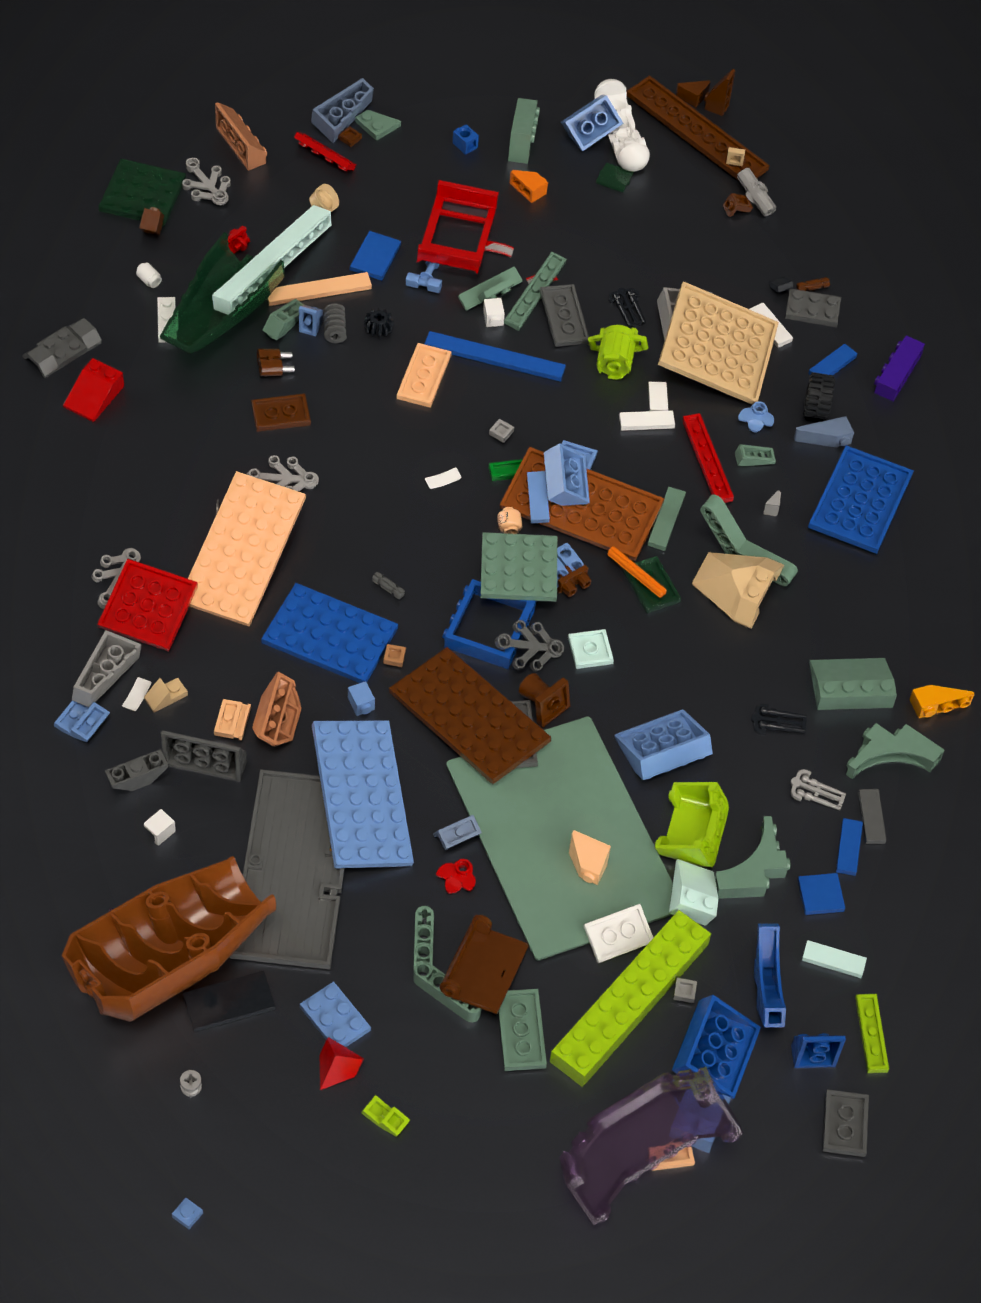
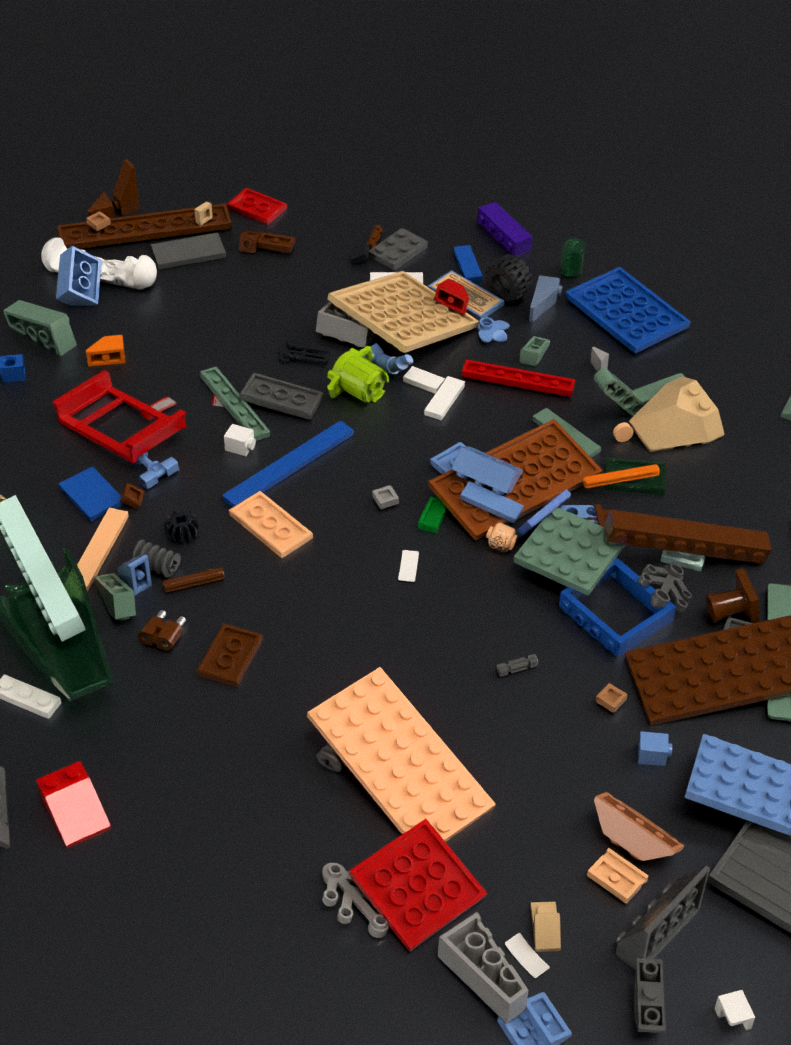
camera: 55 degrees left, 10 degrees down
(285, 477) = (318, 686): light grey plant -> none
(329, 633) = (547, 741): blue plate -> none
(334, 356) = (193, 579): none -> reddish brown axle
(388, 279) = (132, 495): none -> reddish brown tile
(489, 289) = (210, 429): sand green bracket -> none
(562, 537) = (539, 516): none -> tile
(587, 637) = (687, 536): none -> reddish brown brick
(614, 177) = (147, 299): clear green piece -> none
(651, 367) = (389, 364): none -> medium blue piece
(670, 96) = (98, 221): none -> medium nougat plate
(693, 173) = (188, 251): none -> dark grey tile
(694, 554) = (623, 432): none -> light nougat tile
(749, 223) = (276, 242): none -> reddish brown plate
(756, 192) = (250, 221): light grey piece -> none
(767, 366) = (452, 296): none -> red slope
(788, 380) = (481, 301): none -> tile
(789, 187) = (256, 206): none -> red tile
(889, 430) = (572, 257): none -> clear green piece

